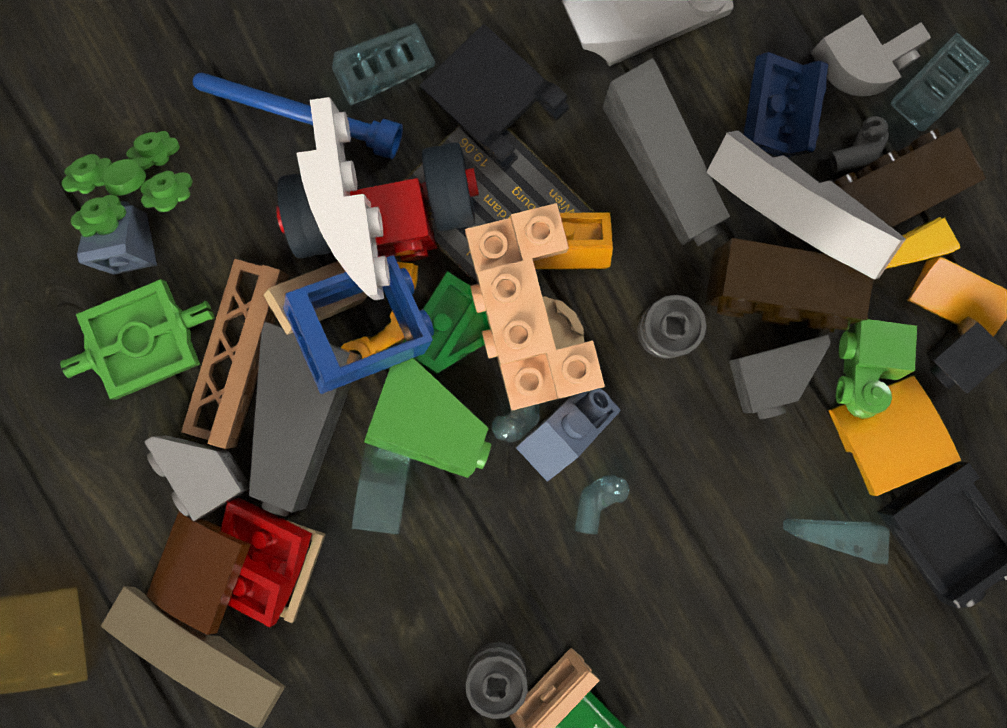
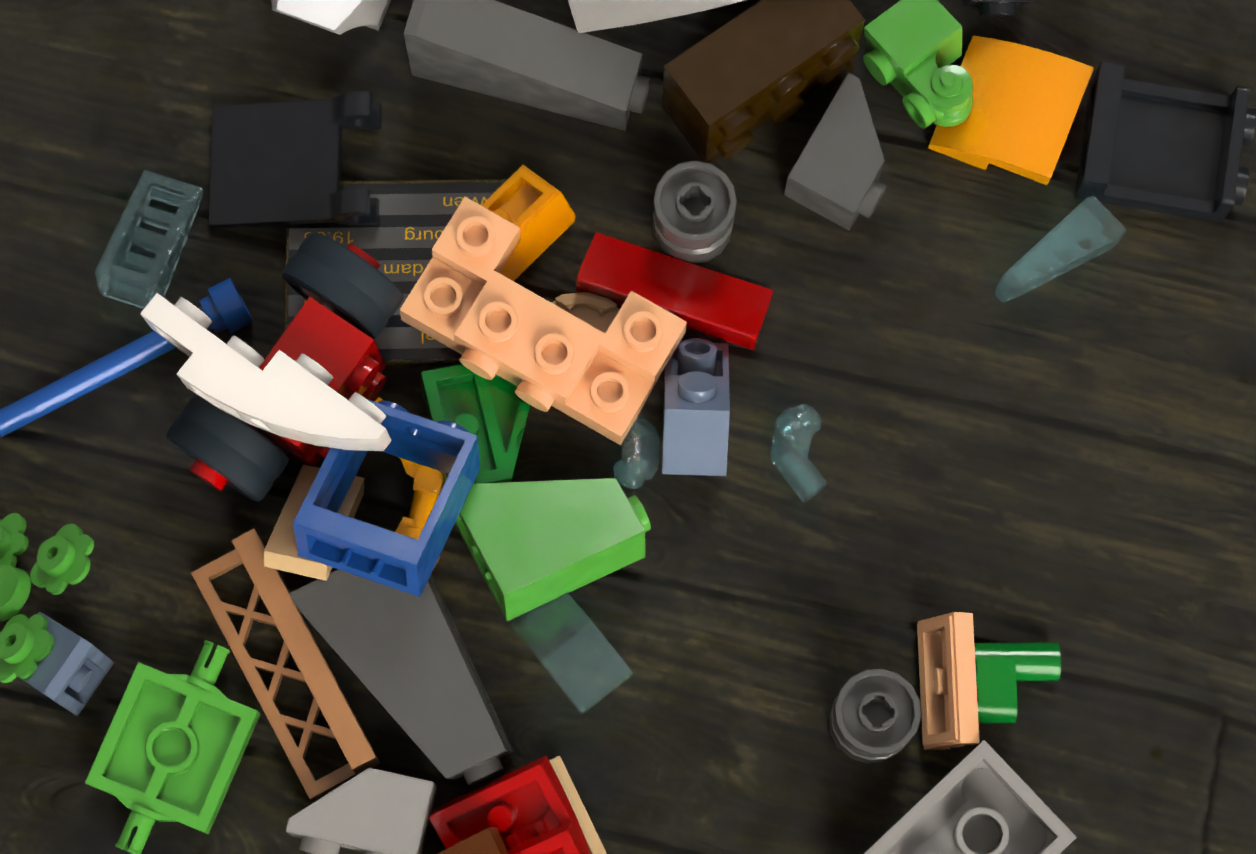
camera: 45 degrees left, 10 degrees down
(621, 355) = (700, 296): none -> red slope

